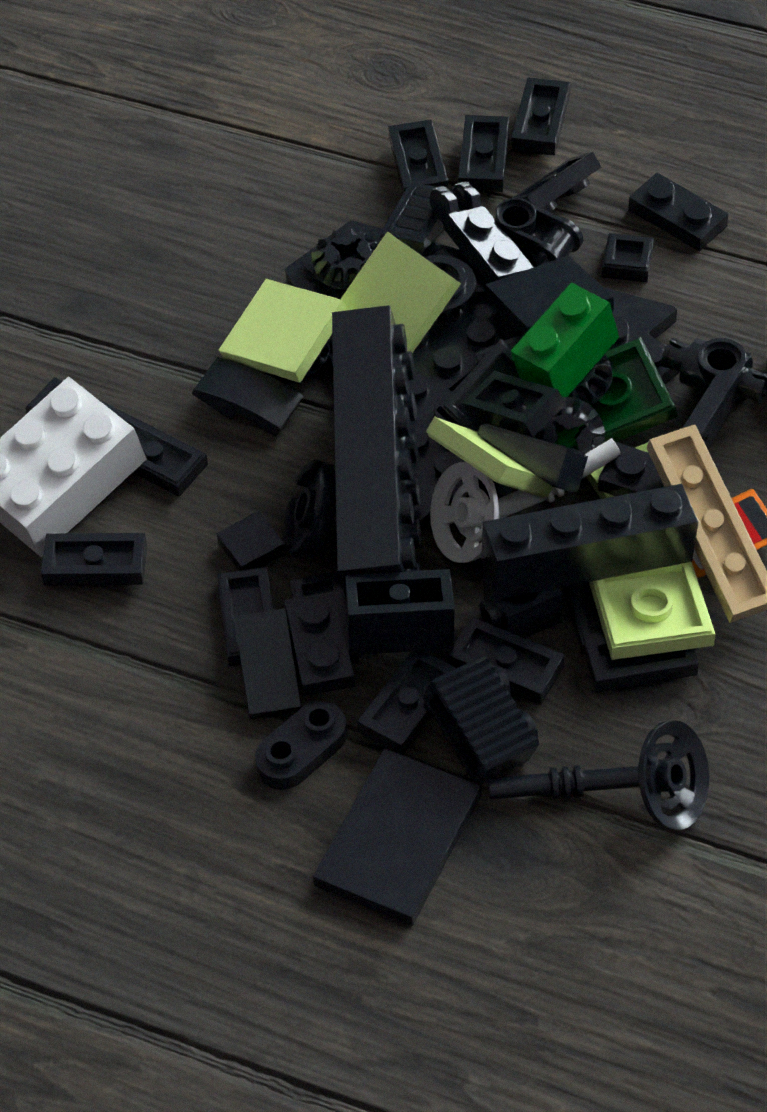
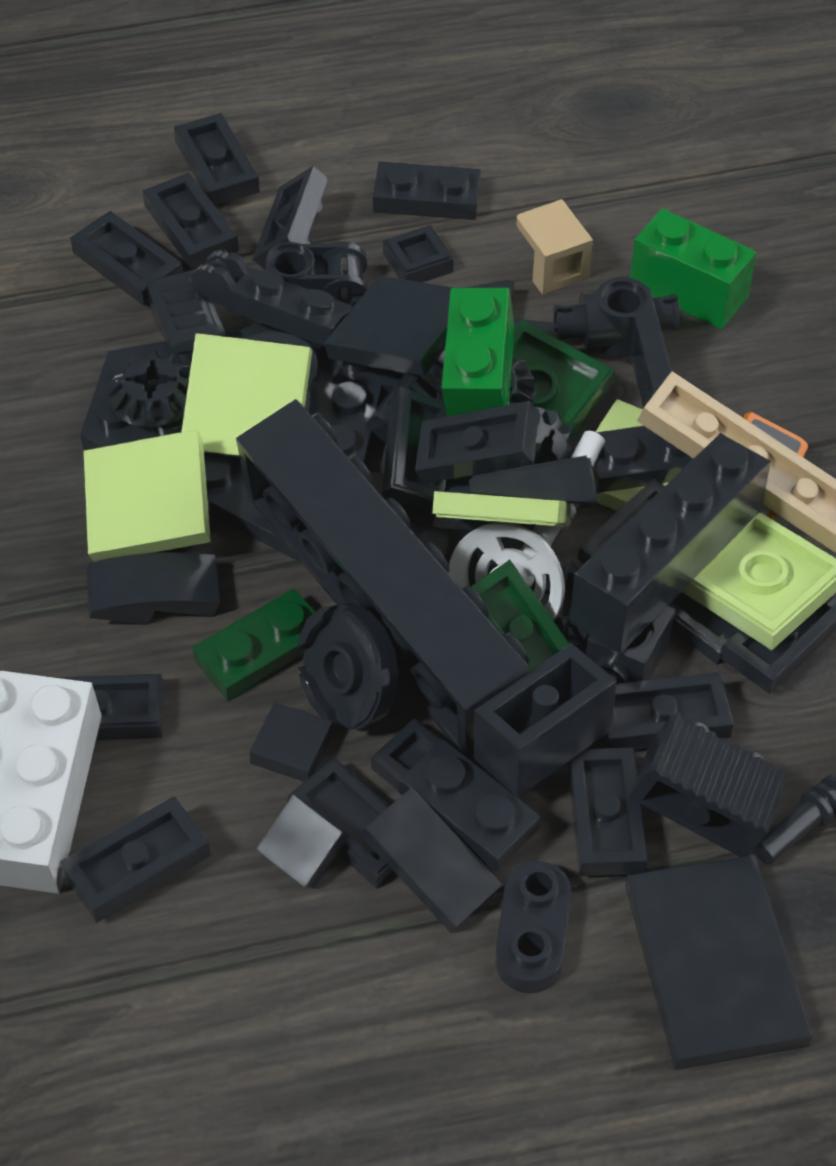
camera: 40 degrees left, 0 degrees up
(201, 607) = (303, 841): none -> tile
(276, 468) = (254, 645): none -> dark green plate
(447, 540) = (518, 611): none -> dark green plate
(726, 297) = (559, 246): none -> tan panel

